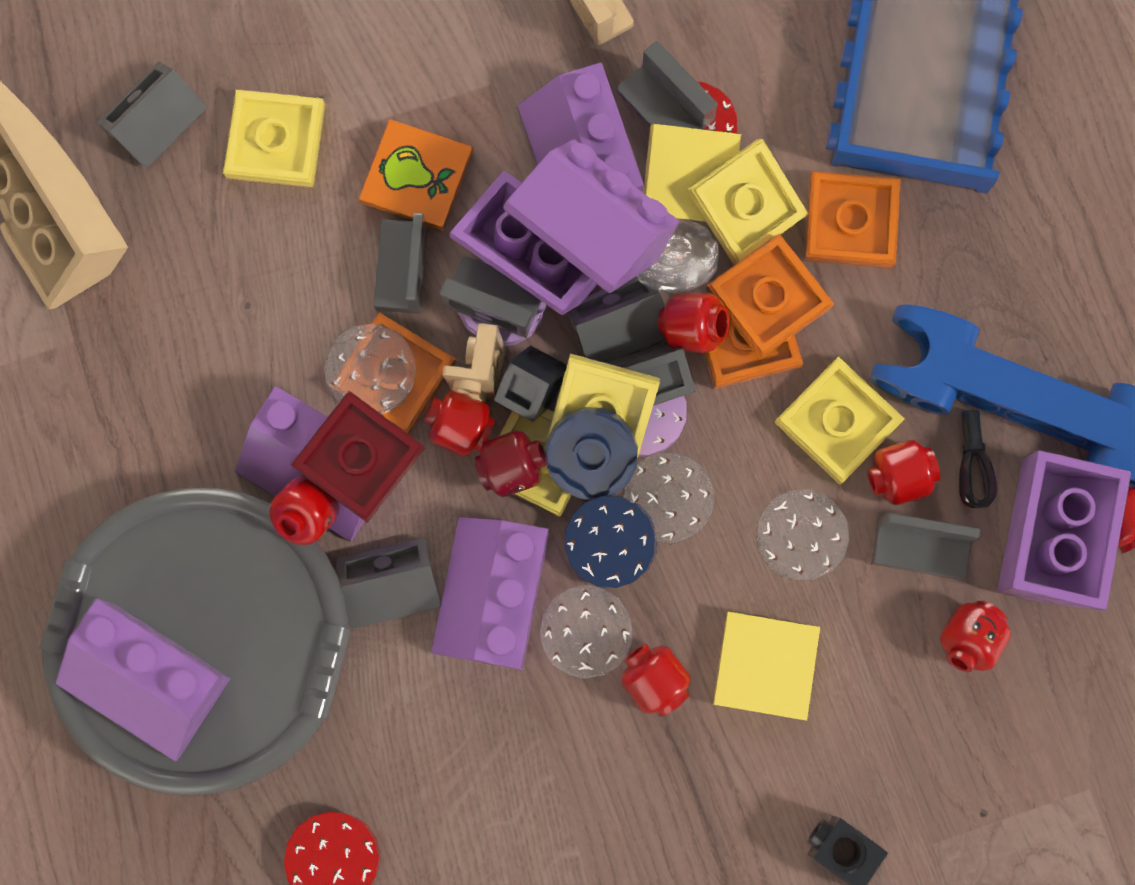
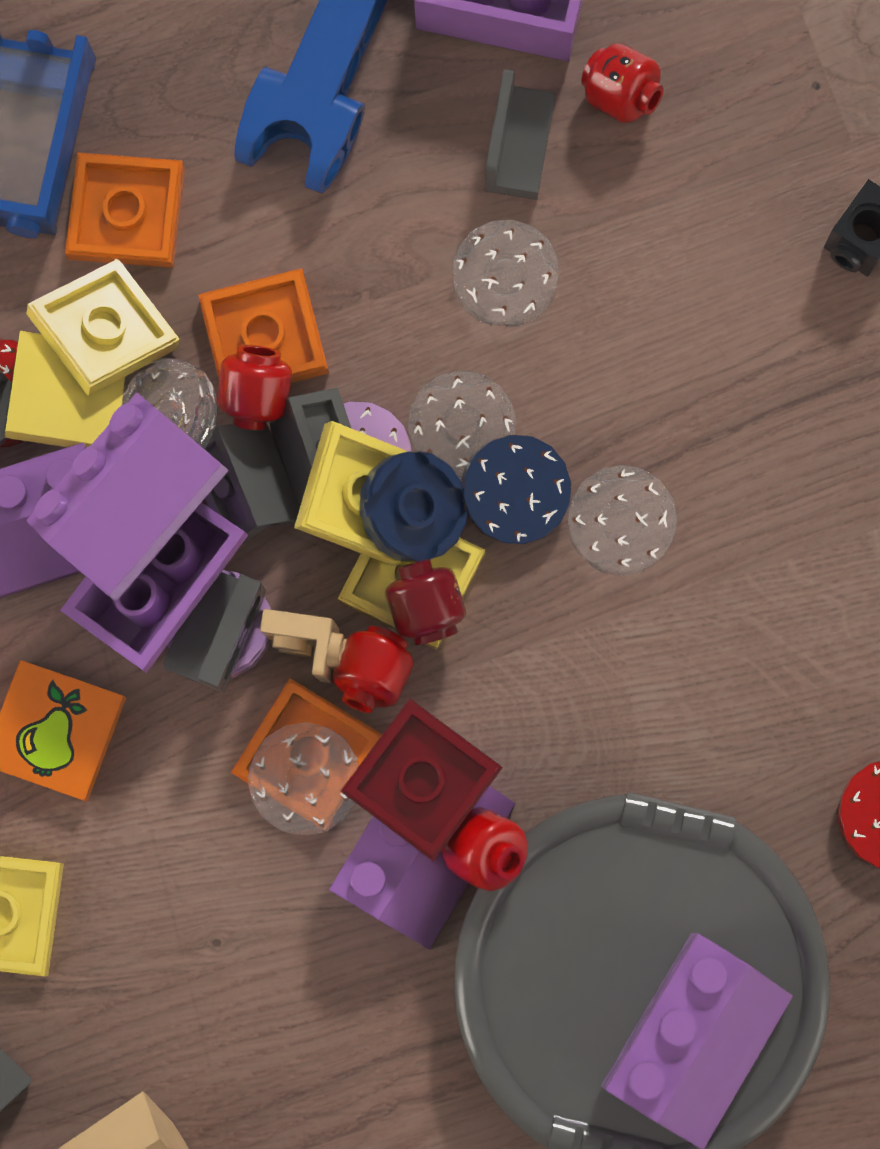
camera: 85 degrees left, 0 degrees up
(388, 583) = (564, 752): dark grey panel -> none
(401, 265) = (170, 745): dark grey panel -> none
(490, 592) = (578, 629): medium lavender slope -> none
(531, 383) = (326, 579): black brick -> none
(655, 679) = (678, 437): red head -> none
(766, 666) = (658, 316): light yellow tile -> none
(770, 296) = (220, 301): orange tile -> none
(839, 420) = (369, 230): light yellow tile -> none
(904, 472) = (432, 156): red head -> none
(972, 447) = (403, 78): black piece -> none

